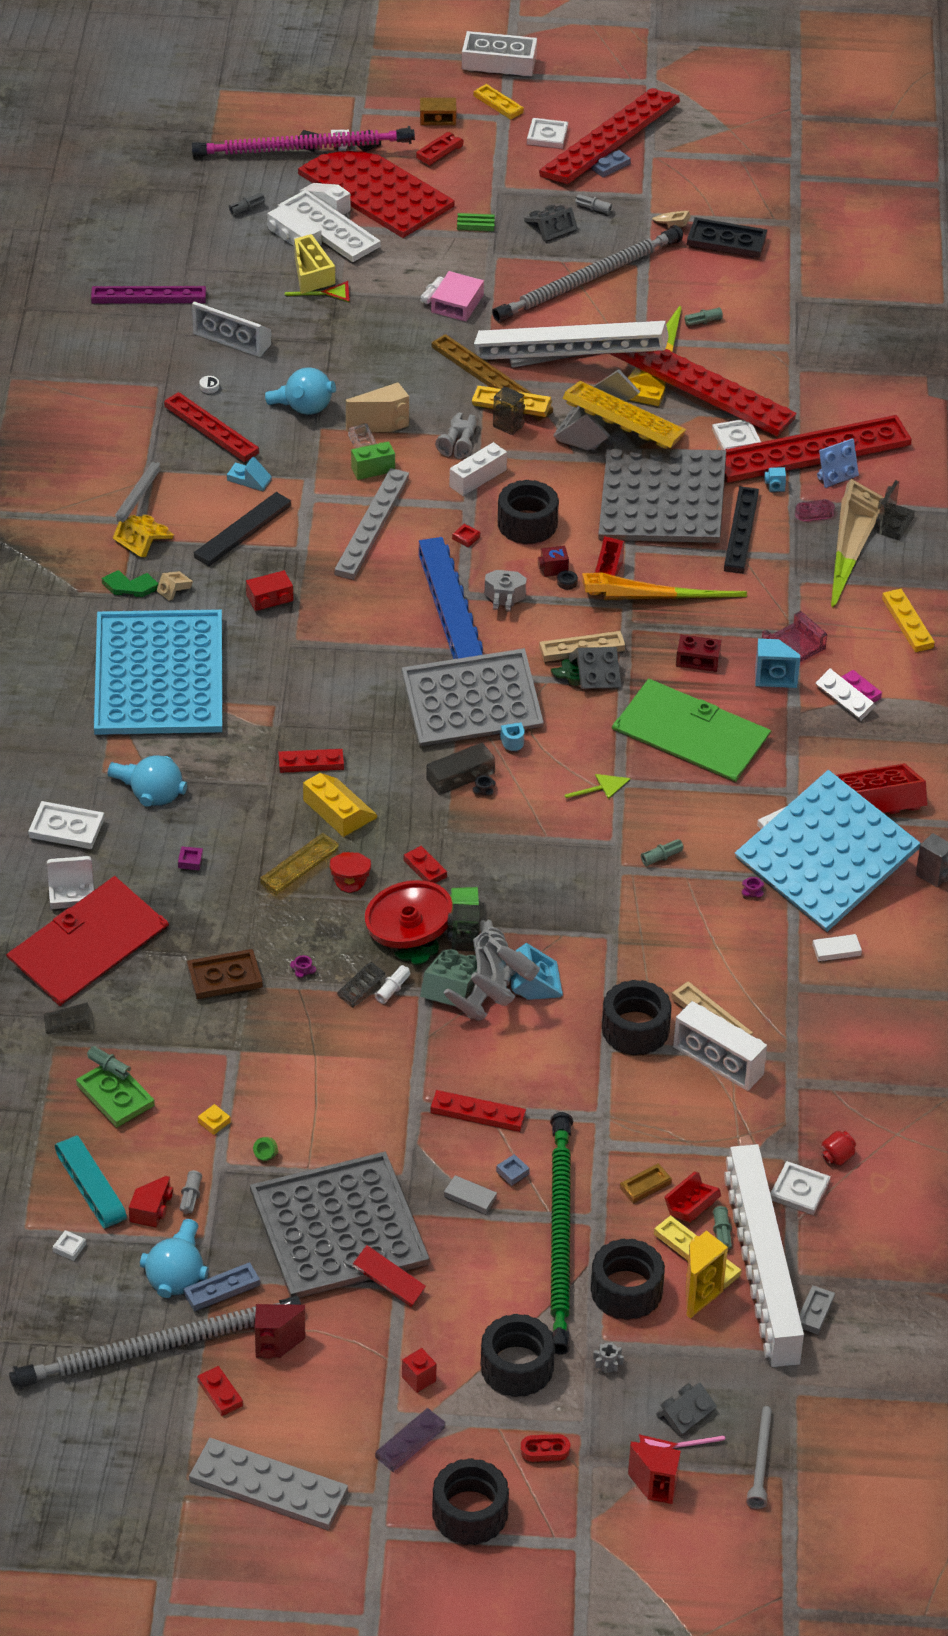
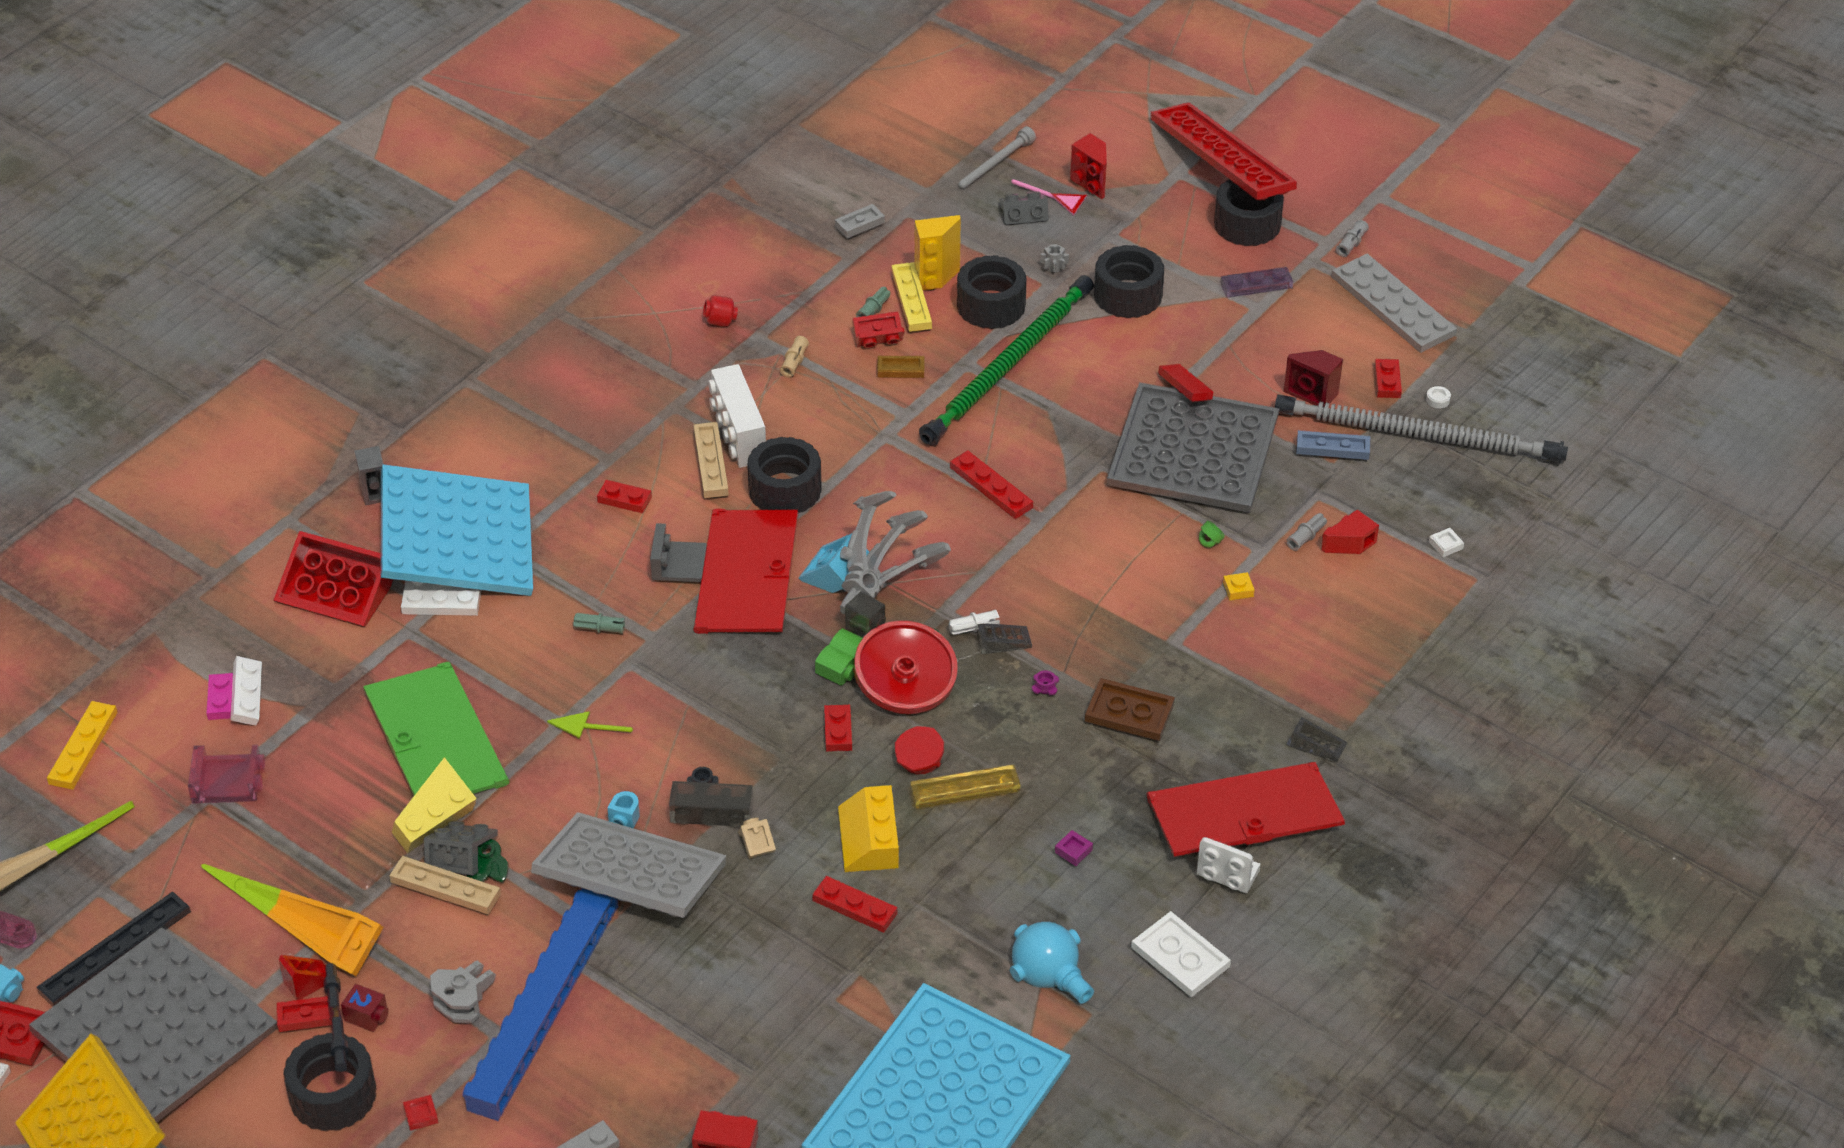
camera: 145 degrees left, 0 degrees up
(90, 1181) = (1394, 578): teal beam -> none
(108, 1062) = (1311, 658): sand green axle -> none
(115, 1097) = (1318, 647): bright green plate -> none
(162, 1394) = (1438, 397): none -> white tile
(175, 1262) = (1361, 476): medium azure piece -> none
(355, 1540) = (1352, 238): none -> light grey pin
(411, 762) = (757, 837): none -> tan bracket
(419, 1370) = (1215, 311): red brick -> none
(449, 972) = (916, 594): sand green slope -> none
(470, 1194) = (1058, 423): light grey tile -> none
(512, 1169) = (1006, 420): sand blue plate -> none
(529, 503) = (339, 1045): none -> black bar
(542, 1540) = (1224, 151): none -> red plate
(545, 1447) = (1157, 228): red plate -> none
(567, 580) = (372, 981): black tile -> none
(585, 545) = (303, 1014): none -> red plate
(596, 940) = (746, 571): none -> red door
(632, 673) = (436, 803): none -> light yellow wedge
(658, 923) = (676, 559): none -> dark grey bracket
(698, 653) = (336, 809): dark red brick -> none
(735, 1134) = (794, 356): none -> tan pin
(747, 958) = (624, 496): none -> red plate
(753, 887) = (551, 551): magenta plate -> none
(764, 1256) = (865, 258): white brick -> none
(776, 664) = (288, 740): medium azure slope -> none
(800, 1188) = (778, 308): white tile -> none
(837, 947) = (536, 467): white tile -> none

